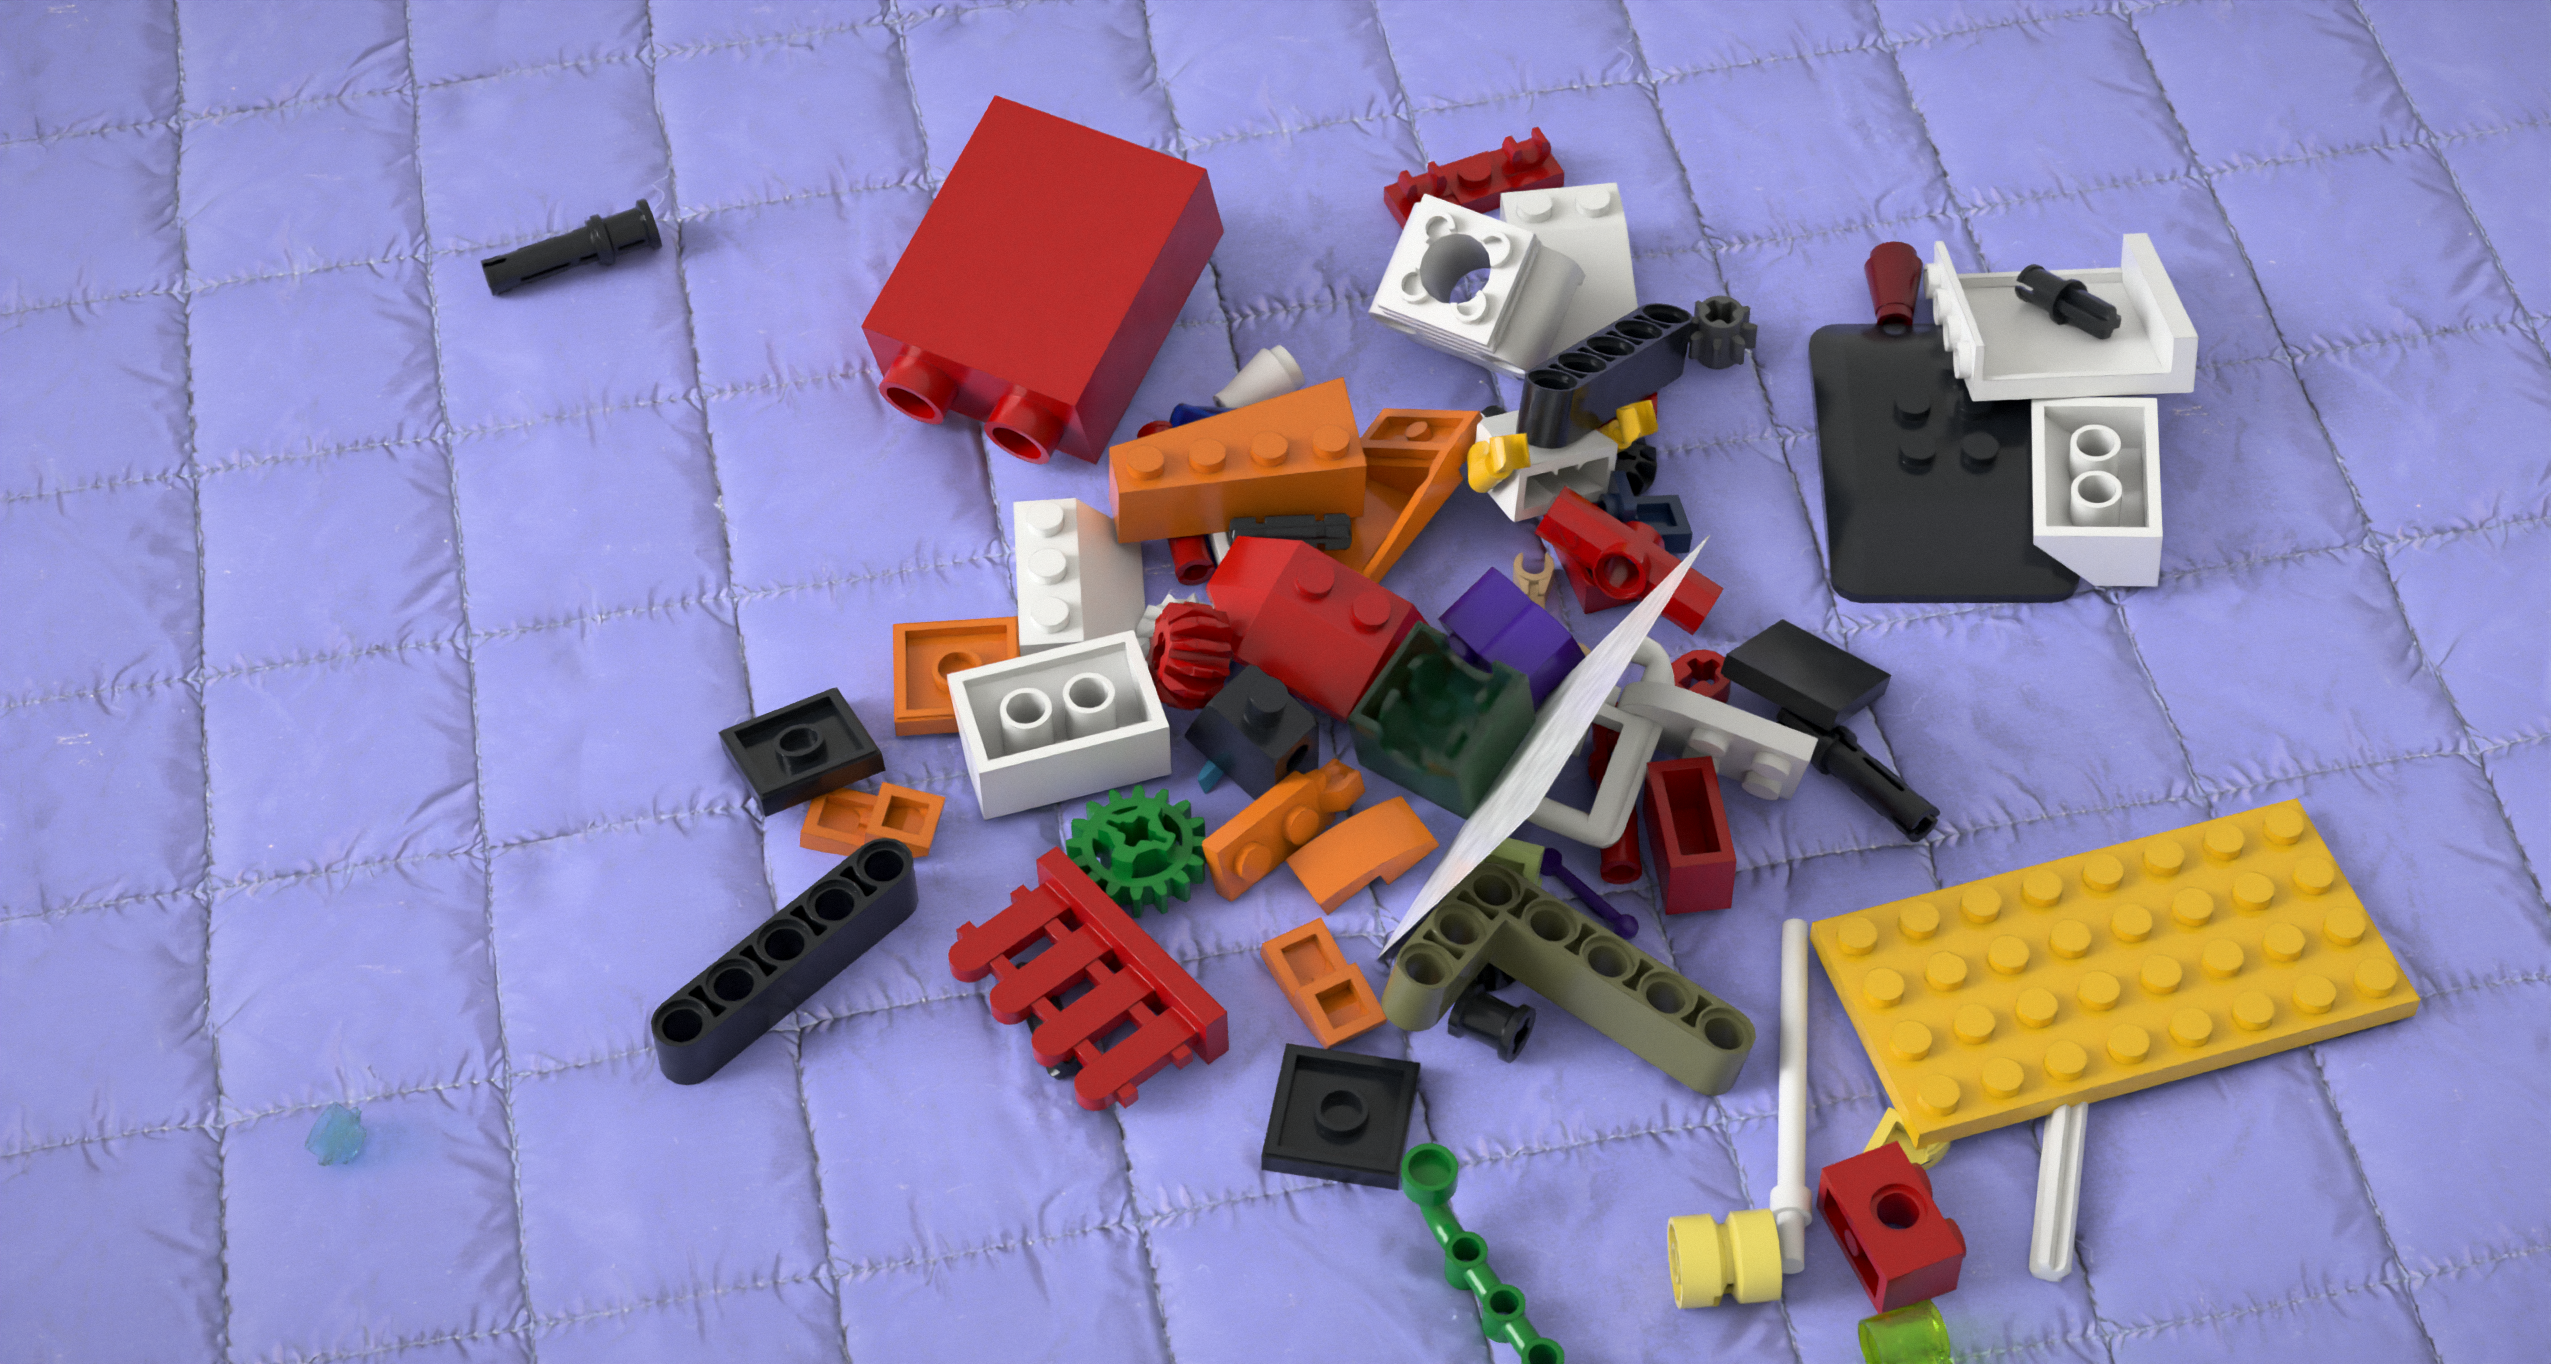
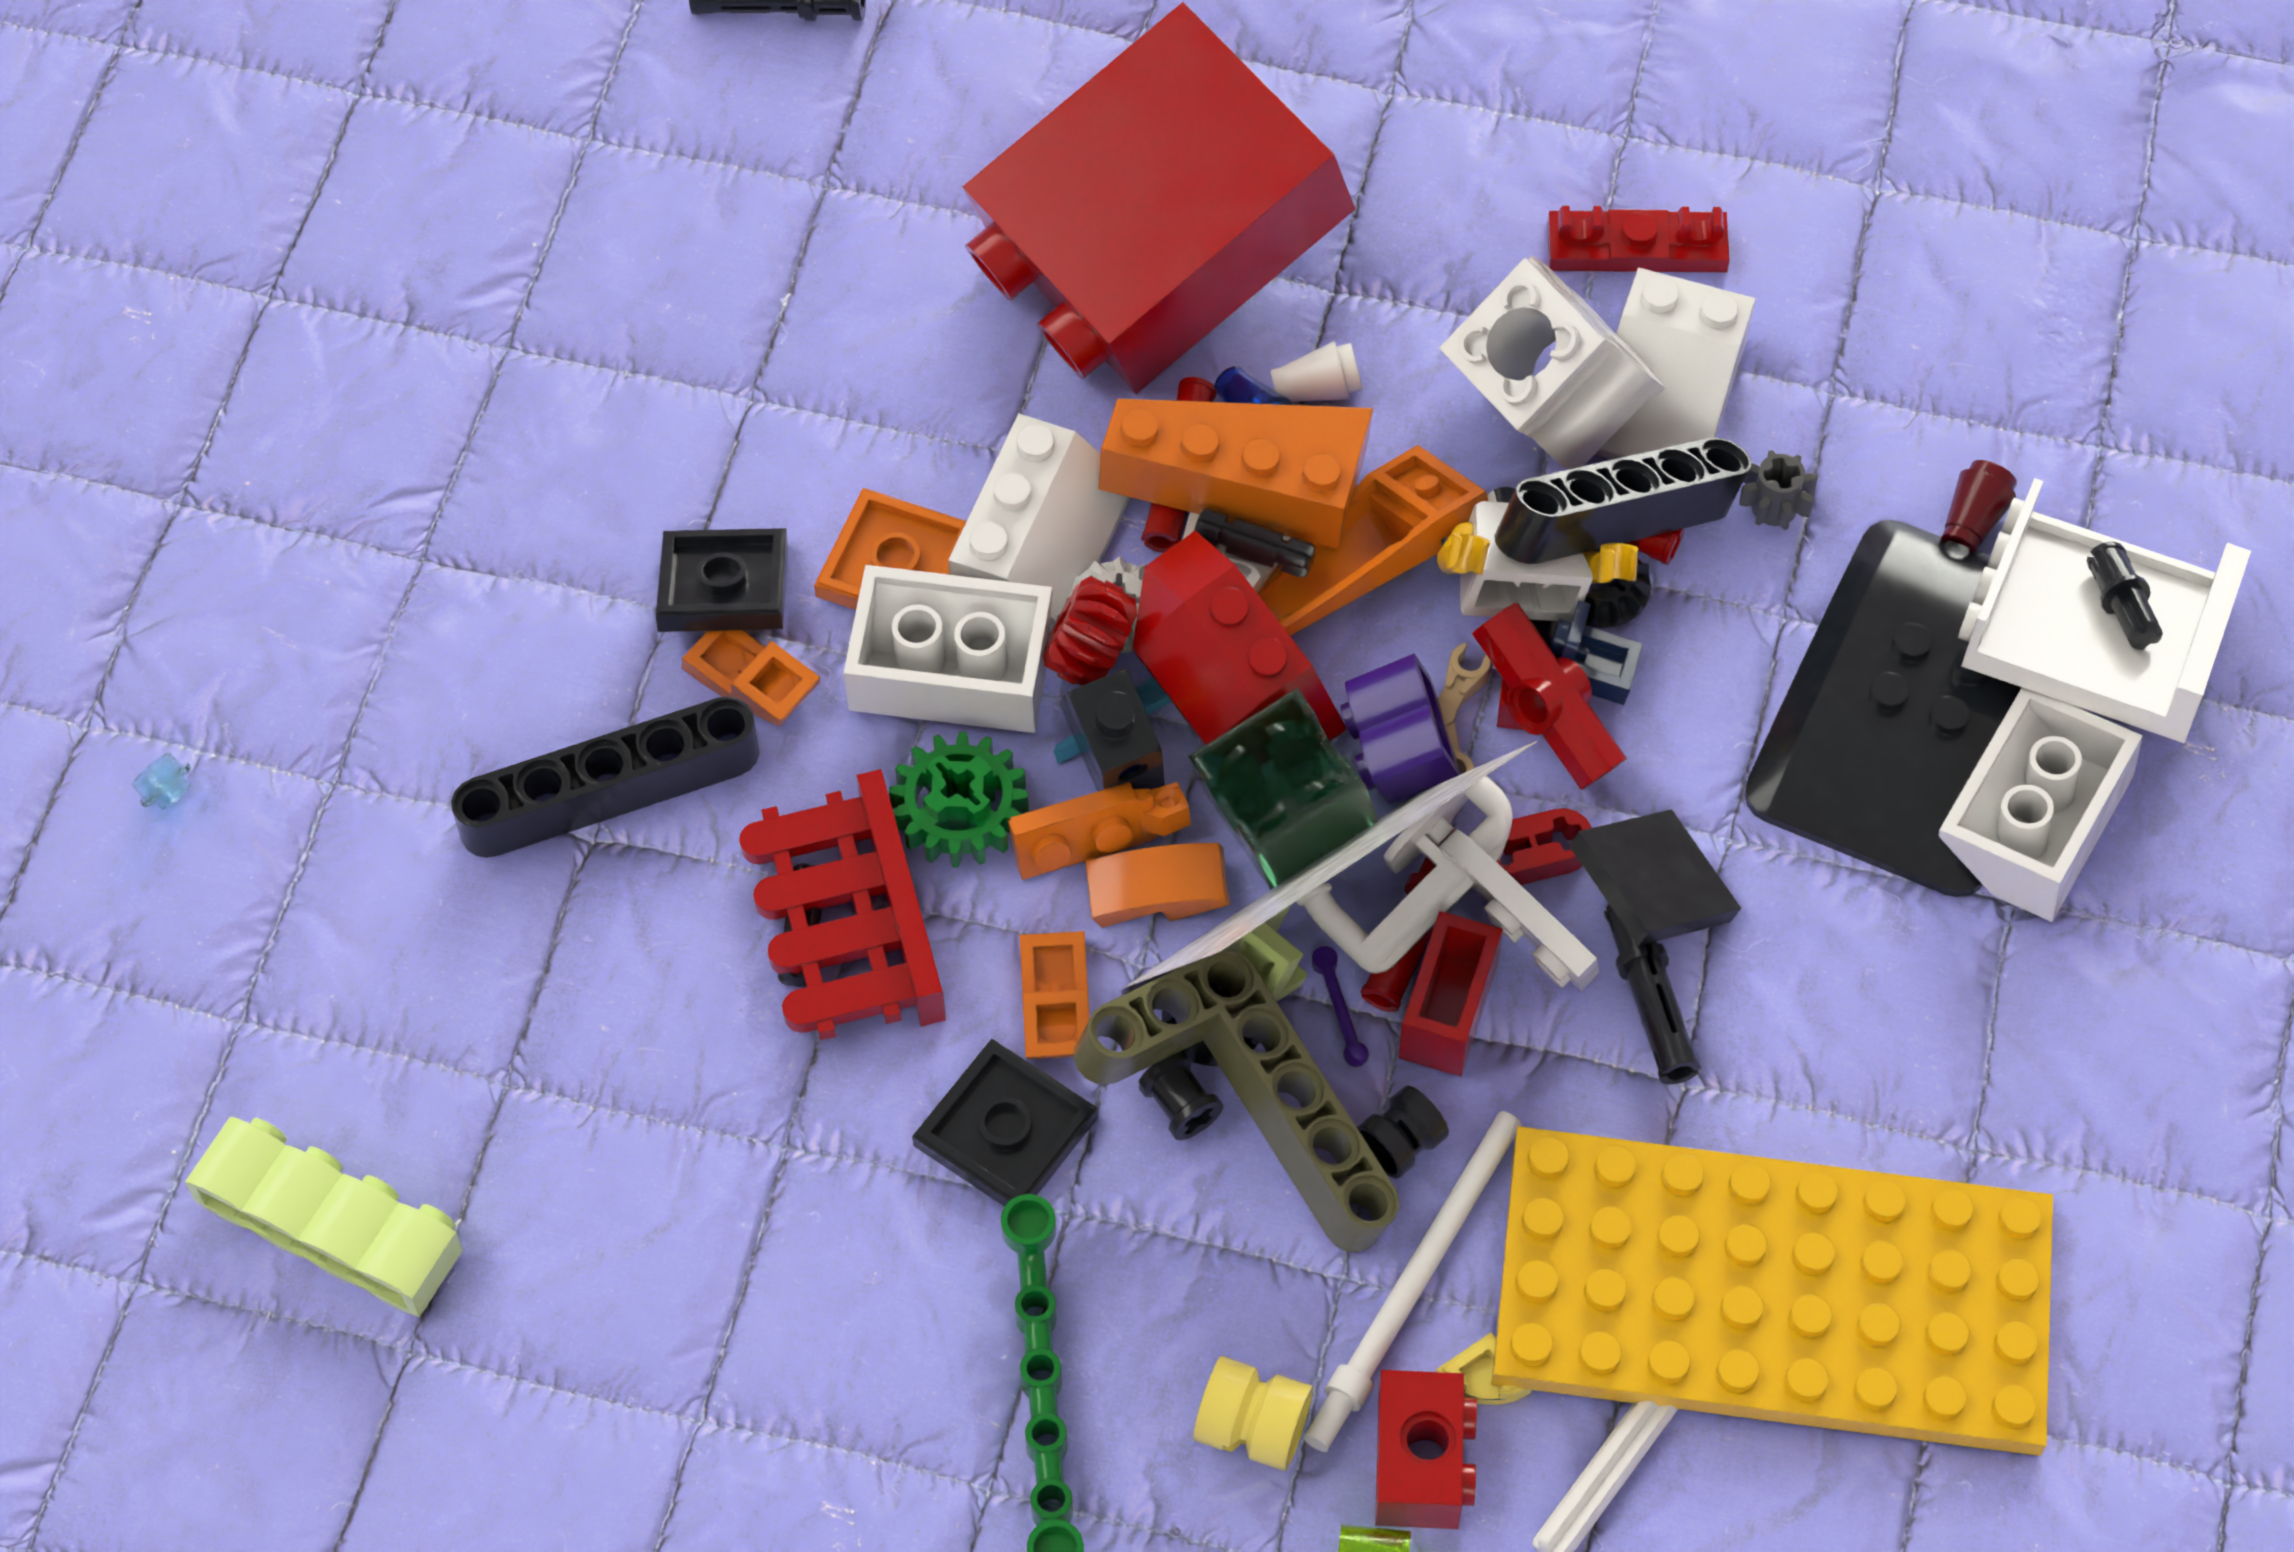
camera: 25 degrees right, 10 degrees up
(1716, 959) = (1404, 1130): none -> black wheel

